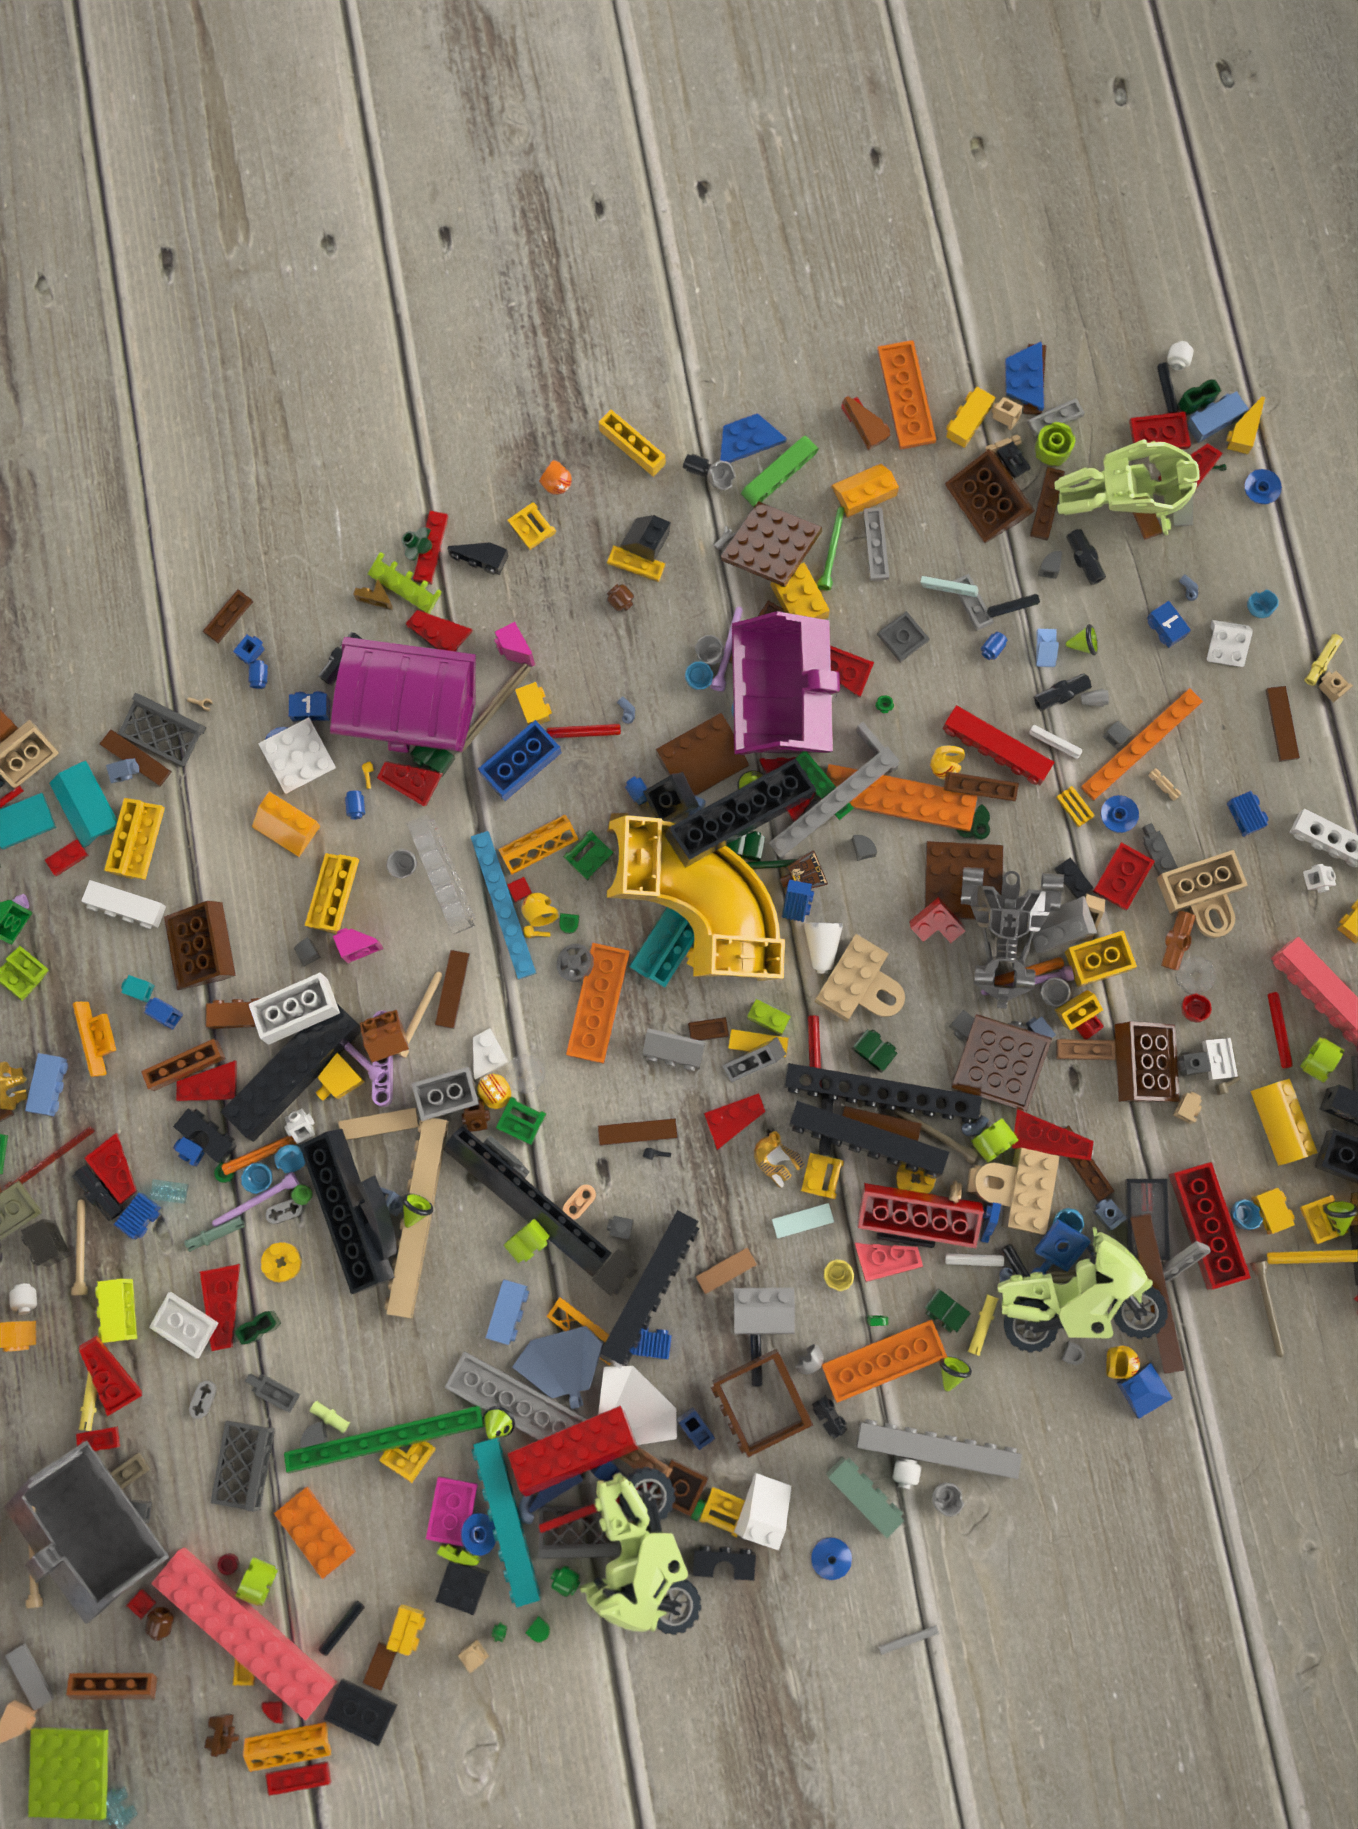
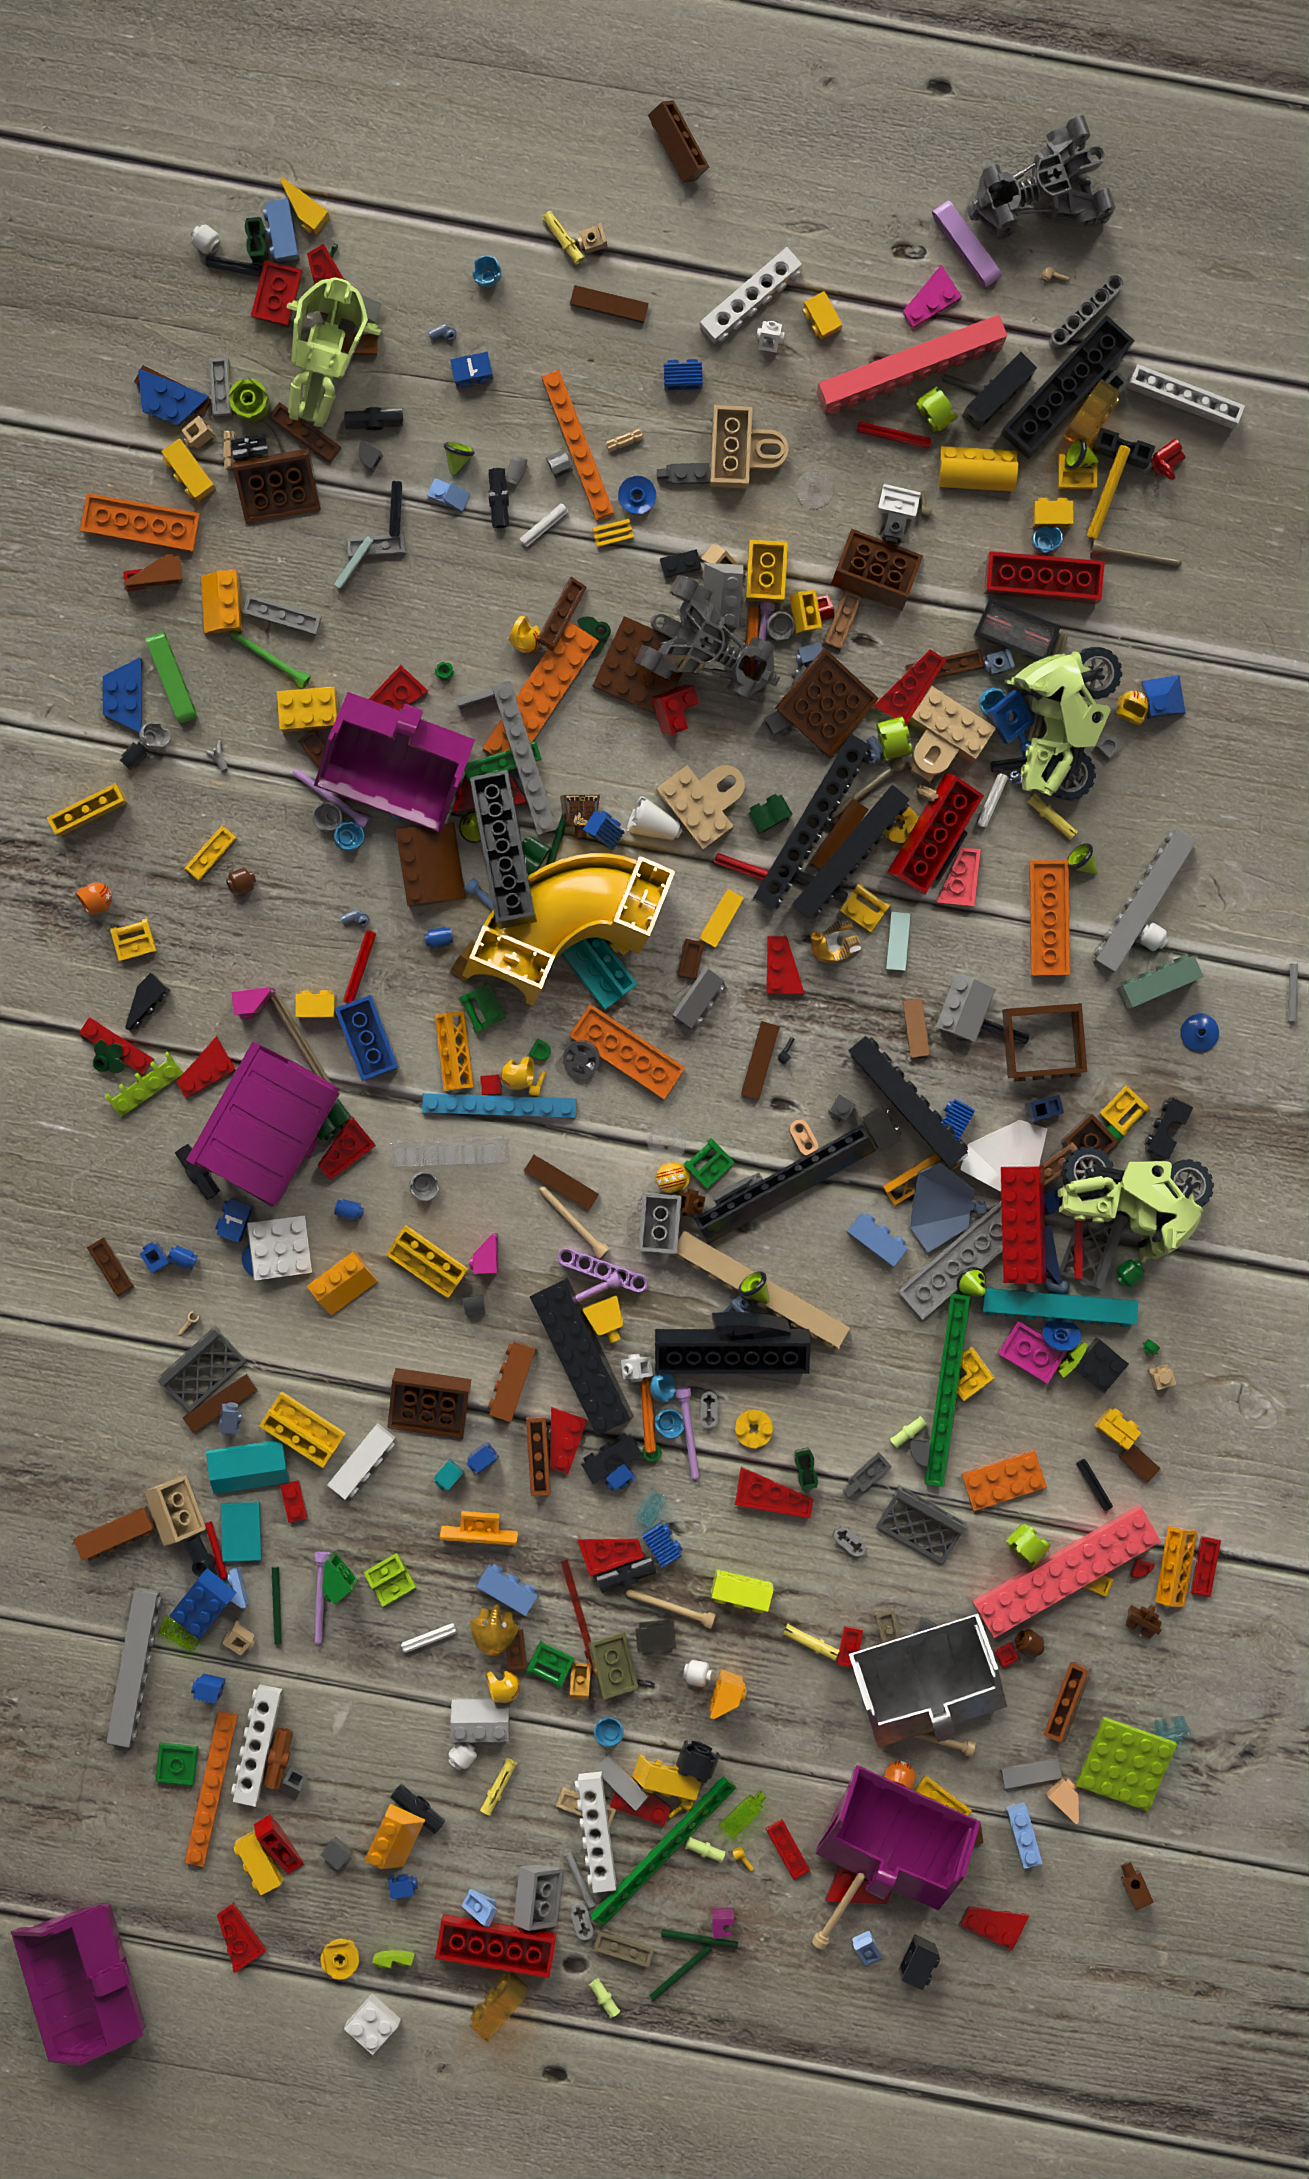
camera: 70 degrees left, 10 degrees up
(108, 1376) = (800, 1616): red wing -> none
(183, 1325) = (777, 1535): white tile -> none
(217, 1232) = (704, 1480): sand green pin -> none
(228, 1564) = (1001, 1566): dark red tile -> none
(294, 1008) = (528, 1333): white brick -> none
(301, 1194) = (699, 1388): bright green tile -> none
(360, 1712) = (1171, 1492): black plate -> none
(367, 768) = (316, 1186): yellow hand -> none
(377, 597) = (150, 1114): pearl gold slope -> none
(379, 1124) = (661, 1294): tan tile -> none
(383, 1036) = (584, 1259): dark orange slope -> none
(487, 1054) = (635, 1171): white wing -> none
(526, 1241) = (822, 1198): lime brick -> none
(538, 1630) = (1162, 1312): green tile -> none
(646, 536) = (188, 833): black slope -> none
(671, 798) = (461, 909): black brick -> none
(754, 1060) = (737, 927): dark grey slope -> none
(765, 1512) = (1139, 1075): white slope -> none
(768, 1017) = (702, 899): lime brick -> none
(771, 543) = (244, 715): plate -> none
(812, 1361) = (1025, 982): light grey hair -> none
(826, 1409) = (1070, 986): black hinge -> none
(838, 1275) = (959, 928): light yellow hair -> none
(863, 847) = (576, 747): dark grey brick -> none
(877, 1320) = (1012, 909): green tile -> none
(903, 636) = (384, 626): dark grey tile -> none
(947, 1311) = (1027, 844): dark green brick -> none
(947, 1499) = (1189, 910): light grey hair -> none
(990, 1216) = (964, 771): blue wing -> none
(993, 646) = (428, 544): blue brick -> none
(998, 745) = (527, 580): red brick -> none
(1123, 876) = (697, 516): red plate -> none
(1151, 1263) = (1060, 644): reddish brown tile -> none
(1178, 940) = (777, 492): dark orange piece -> none
(1184, 1260) = (1067, 617): light grey tile -> none
(1188, 1107) = (931, 549): tan brick -> none
(1196, 1008) = (845, 503): red hair -> none
(1229, 643) = (511, 319): white bracket -> none
(1268, 481) = (370, 209): blue dish -> none

